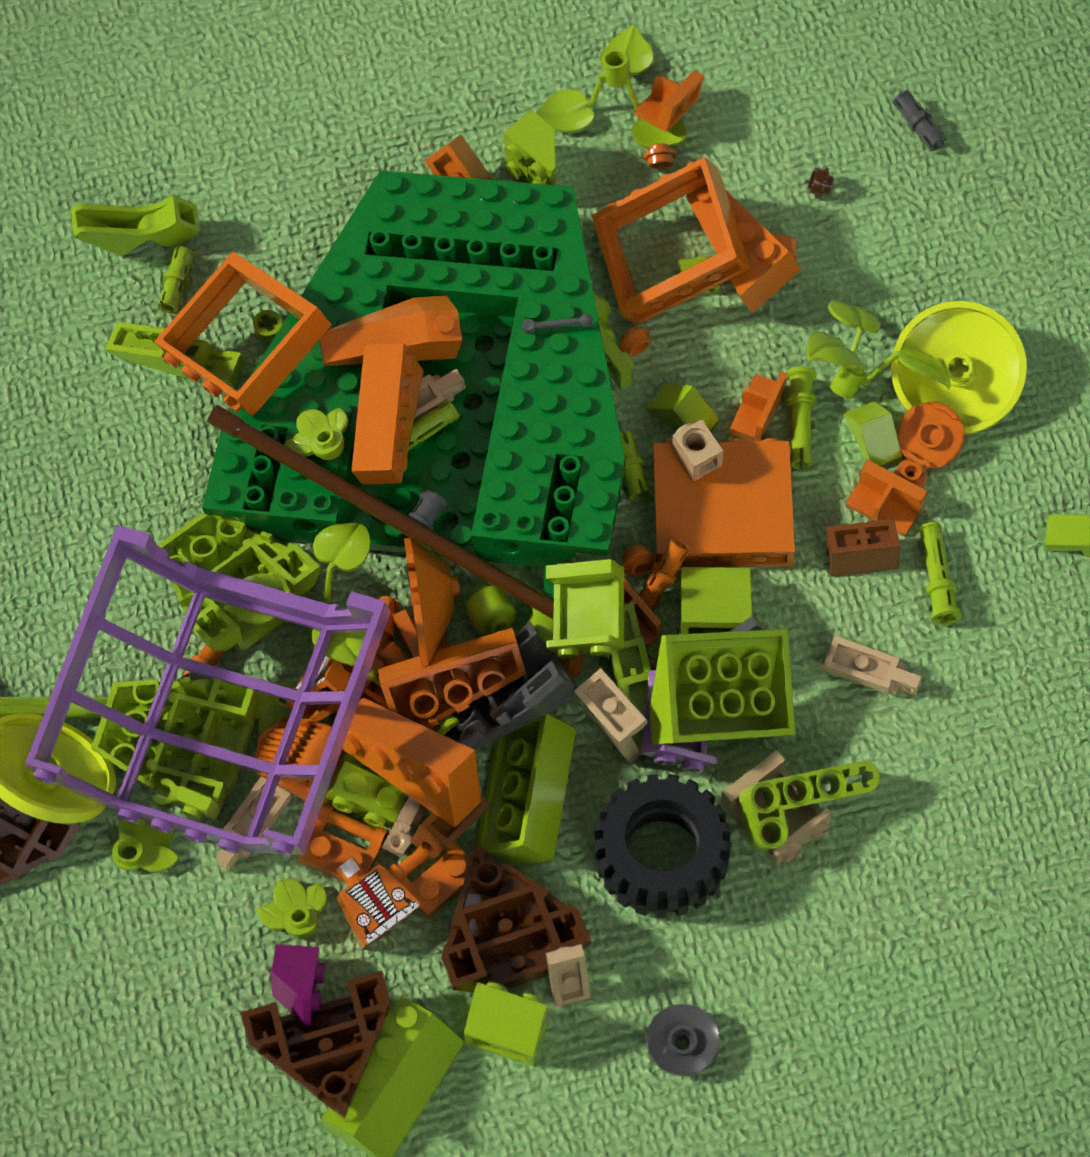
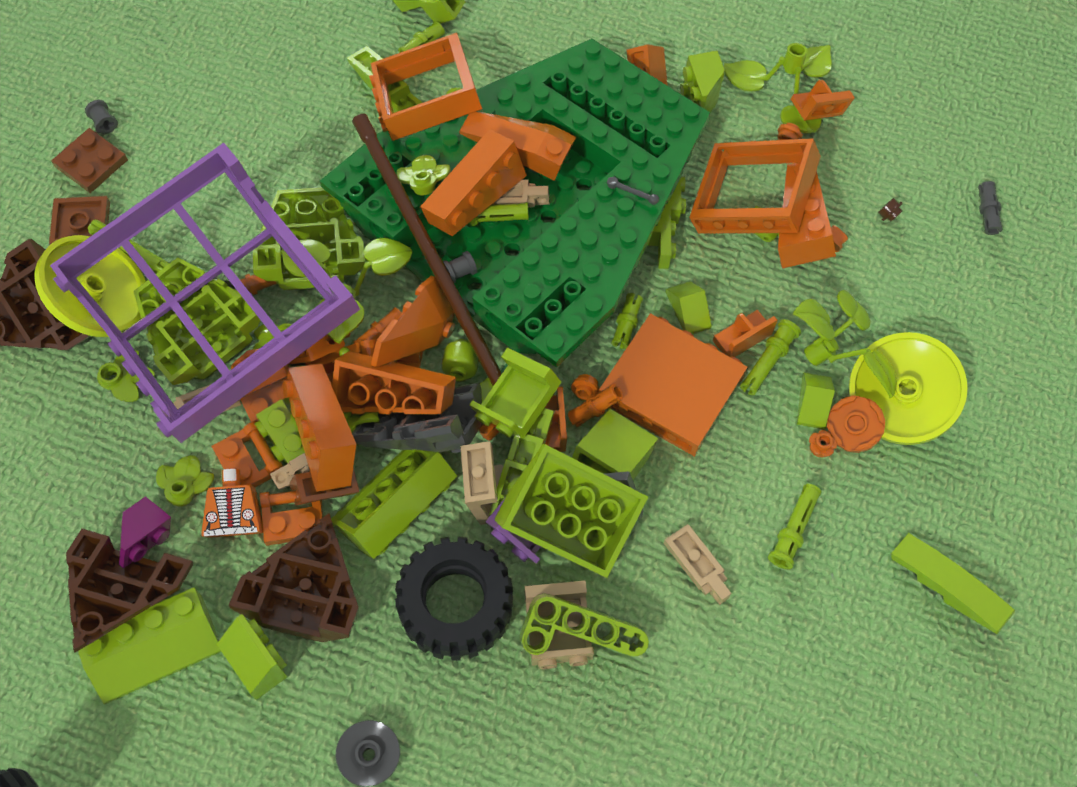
camera: 30 degrees right, 0 degrees up
(193, 803) = (159, 366): lime plate -> none
(568, 975) = (318, 649): tan plate -> none
(635, 341) = (688, 241): orange plate -> none
(697, 462) = (671, 343): tan brick -> none
(862, 547) = (752, 473): dark orange hinge -> none
(886, 497) = (794, 450): orange panel -> none

